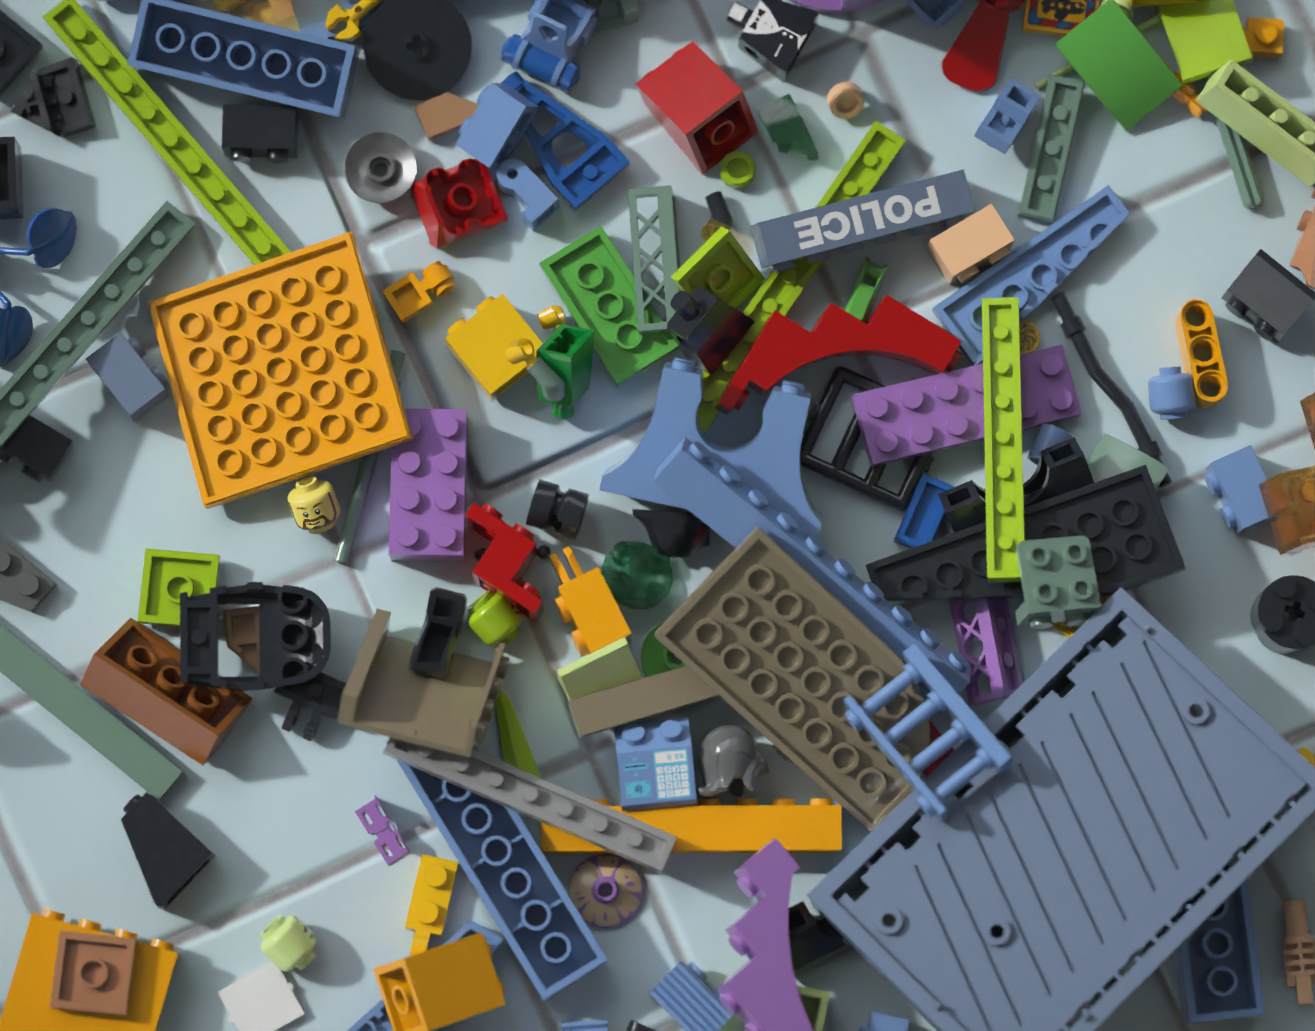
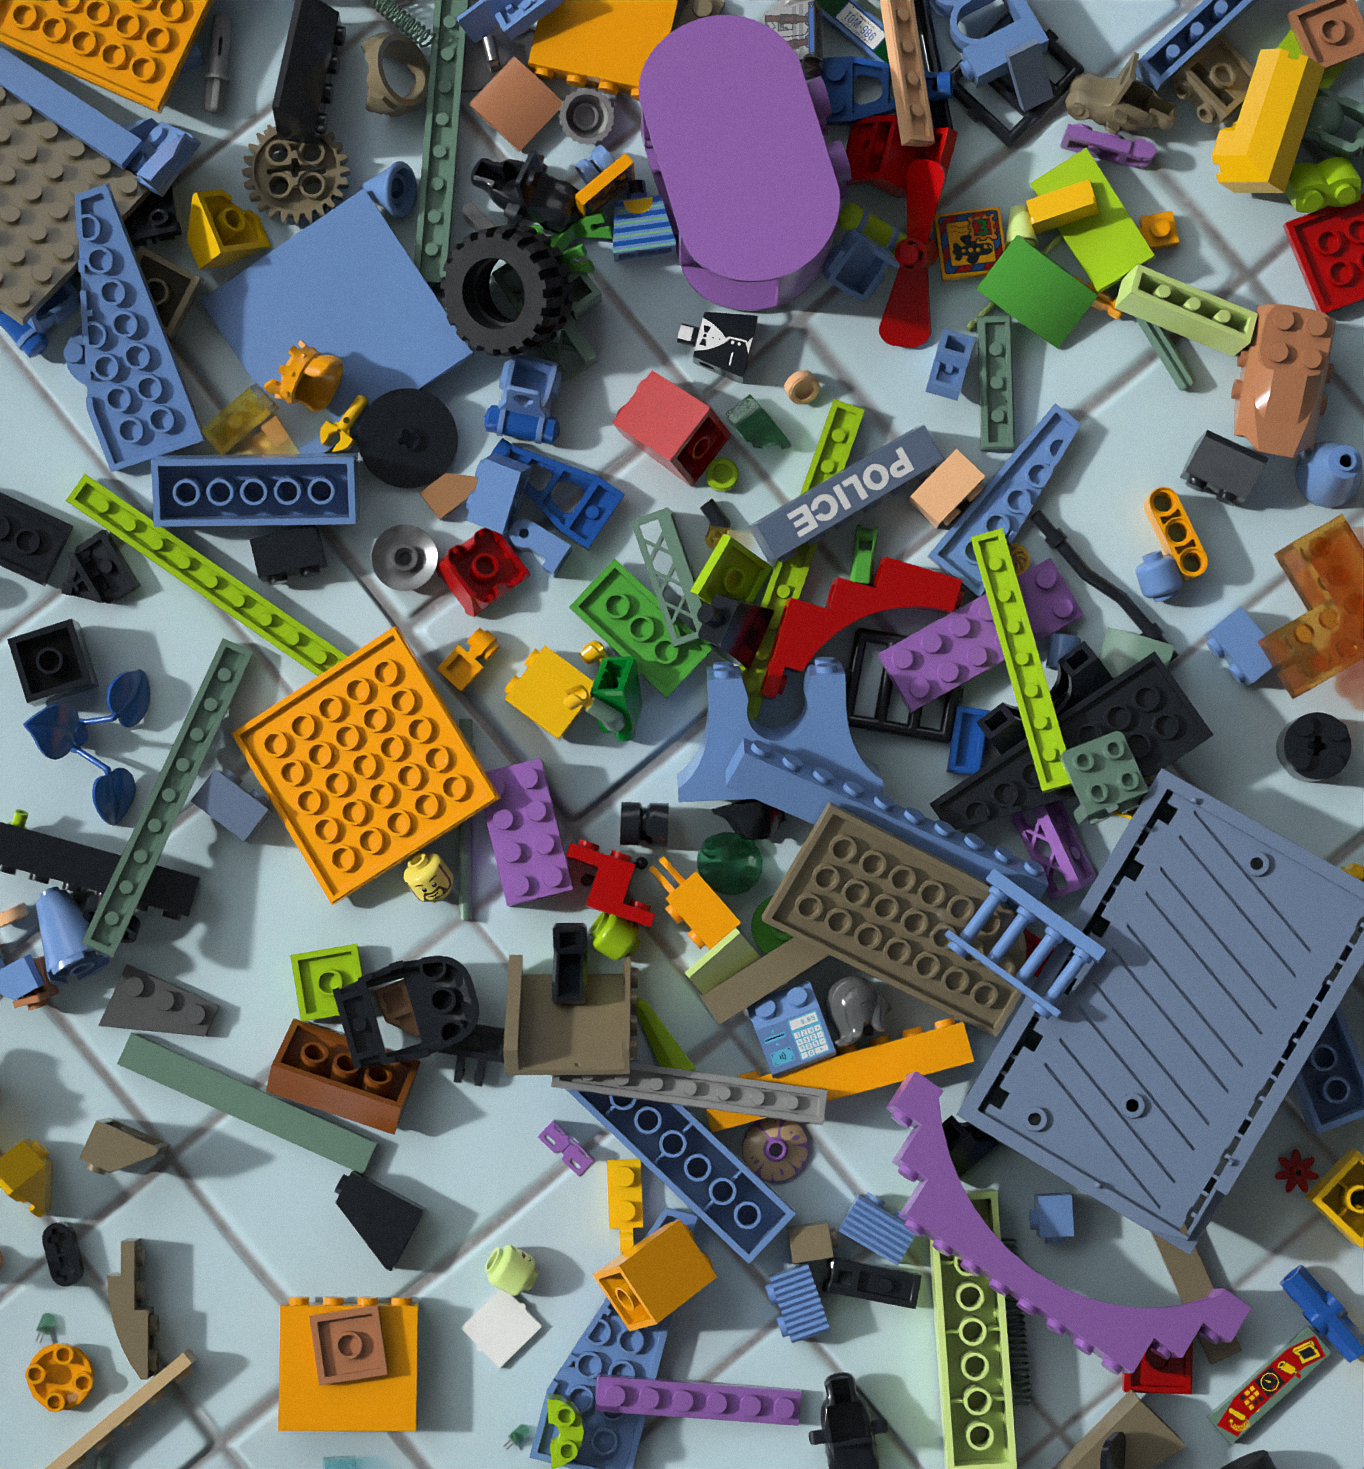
camera: 10 degrees left, 5 degrees up
(617, 998) = (811, 1241): none -> dark tan brick

